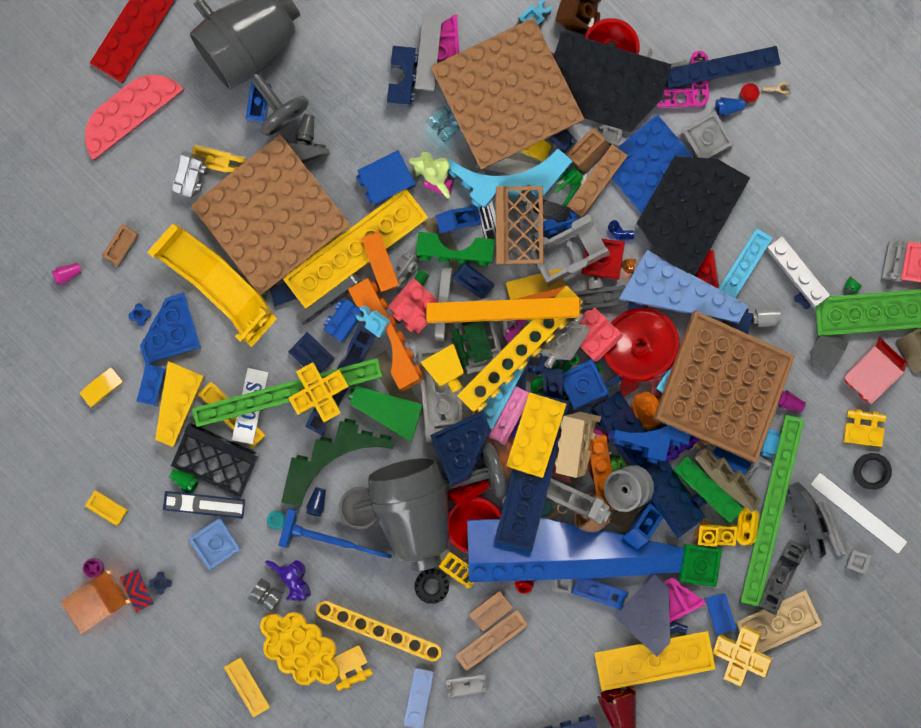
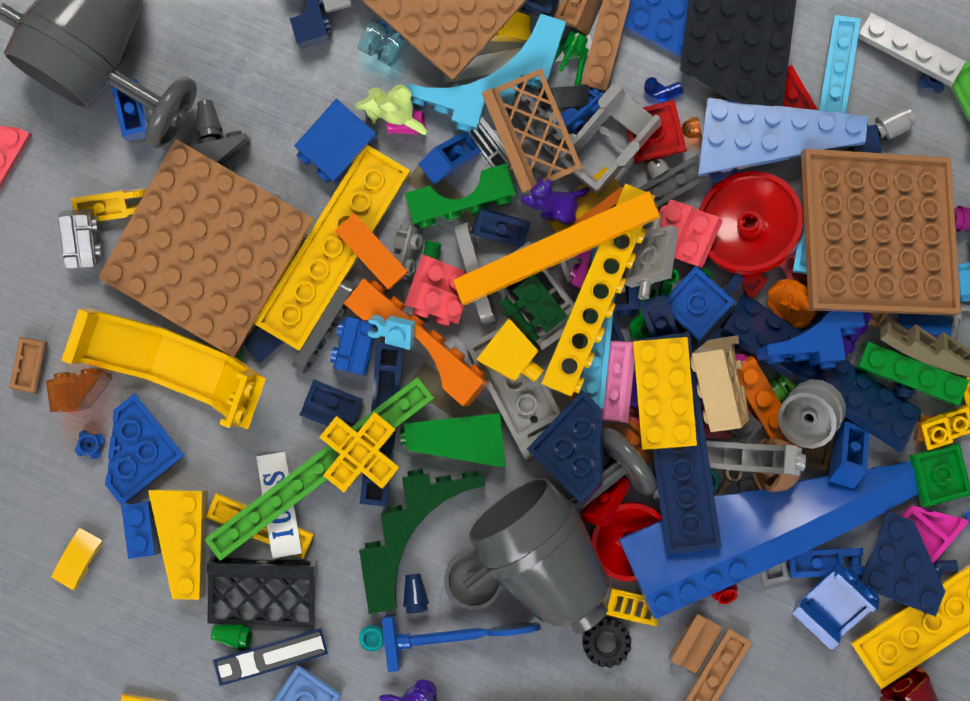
camera: 15 degrees left, 0 degrees up
(145, 276) = (76, 392): none -> clear orange slope
(514, 280) = (554, 205): none -> dark purple animal
(593, 622) = (835, 605): none -> panel

